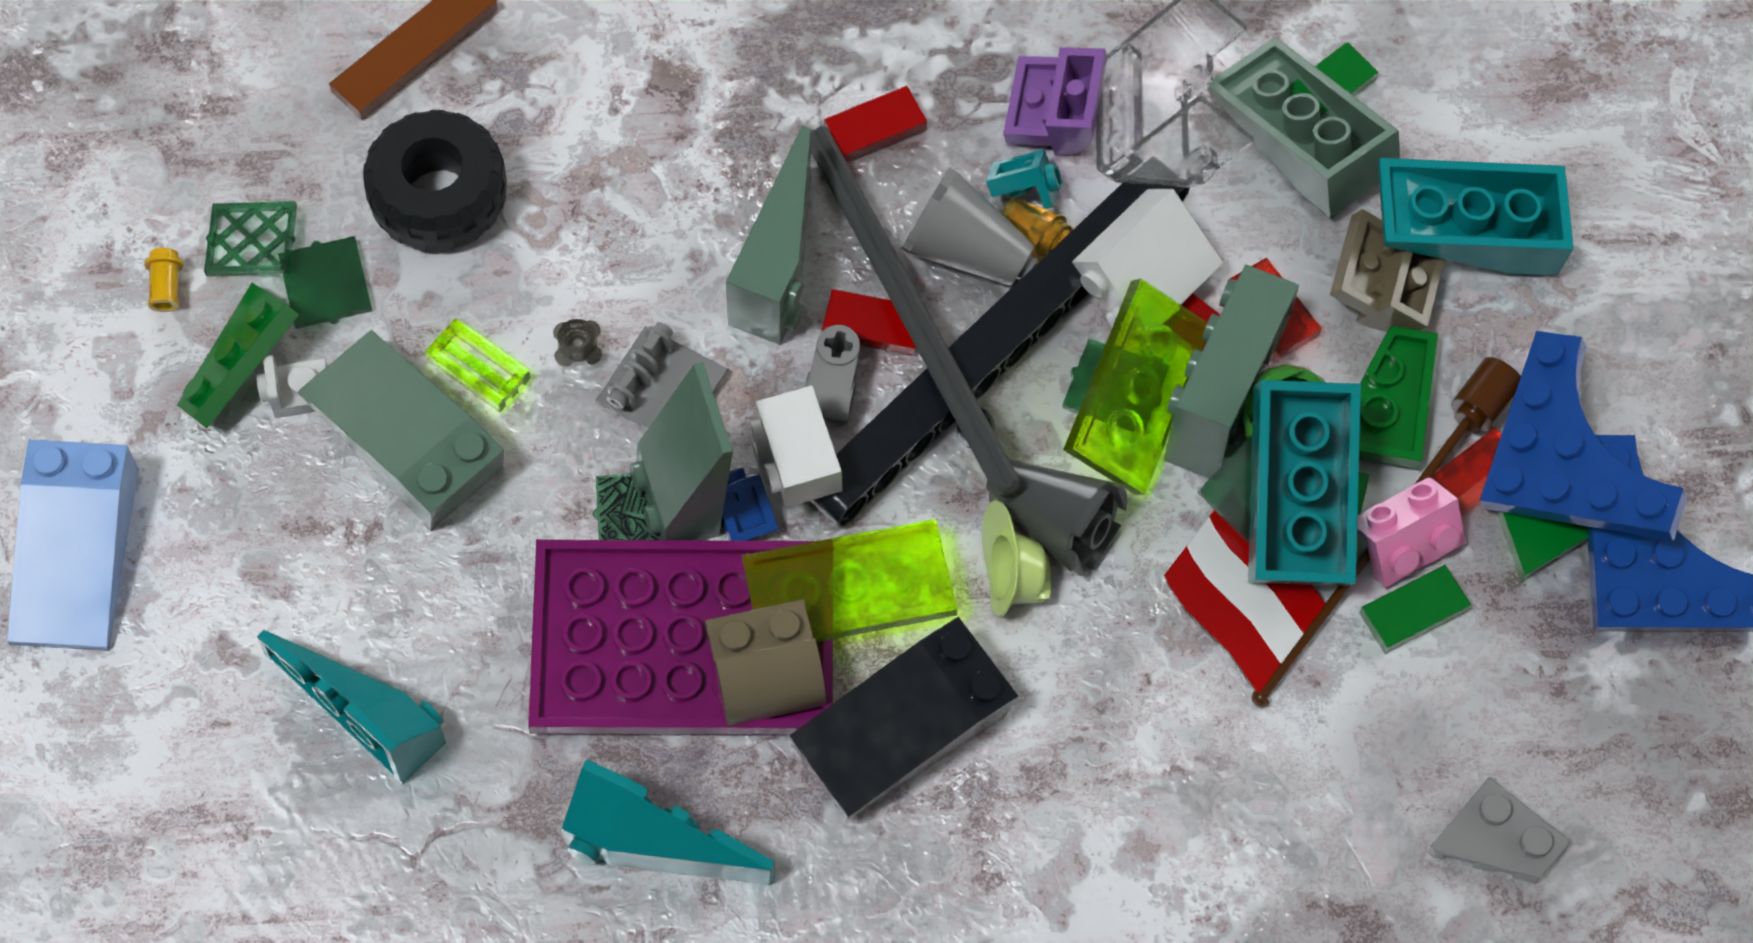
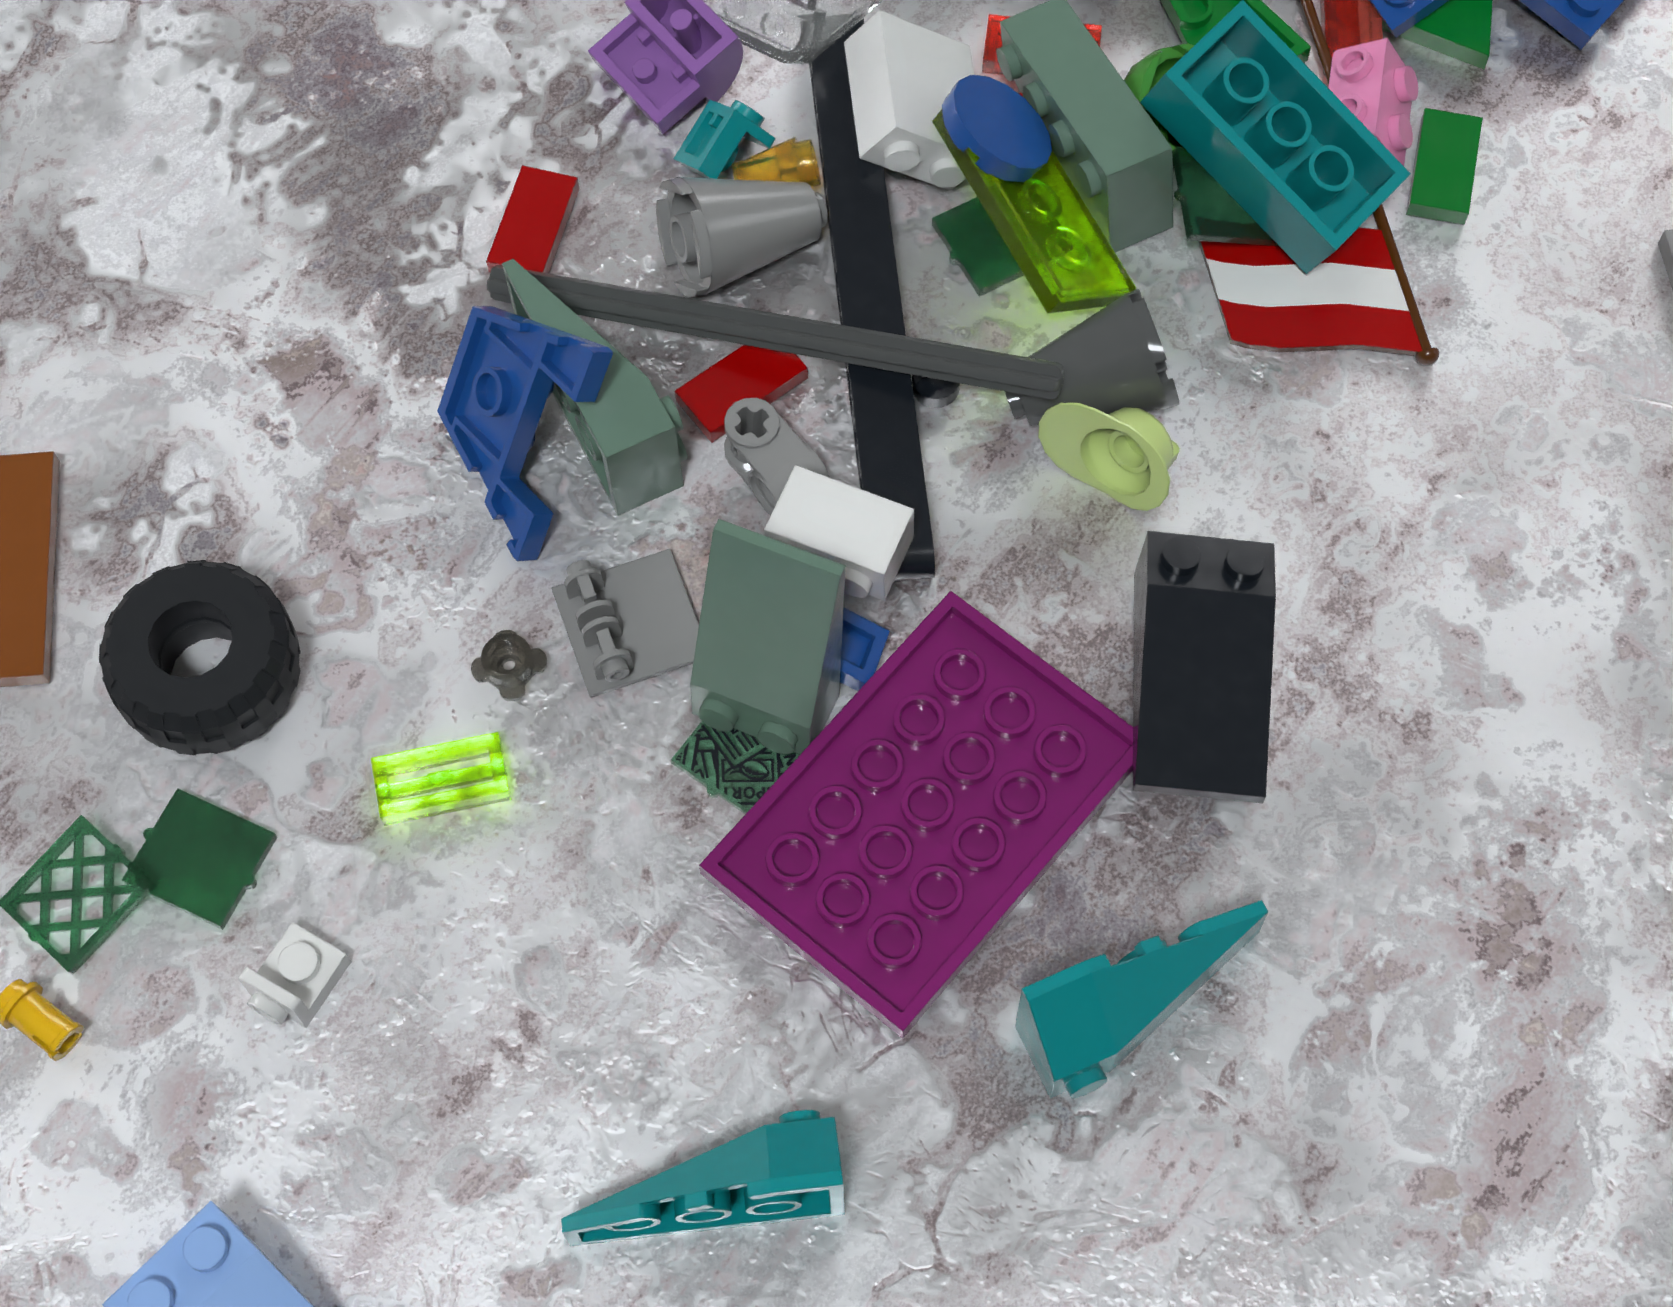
camera: 45 degrees left, 0 degrees up
(237, 352) = (203, 1004): green wing -> none
(404, 428) = (450, 900): sand green slope -> none
(731, 194) = (496, 402): none -> blue wing
(766, 662) = (1040, 743): dark tan brick -> none
(858, 580) = (1014, 611): clear neon green tile -> none
(1158, 320) = (997, 128): none -> blue tile

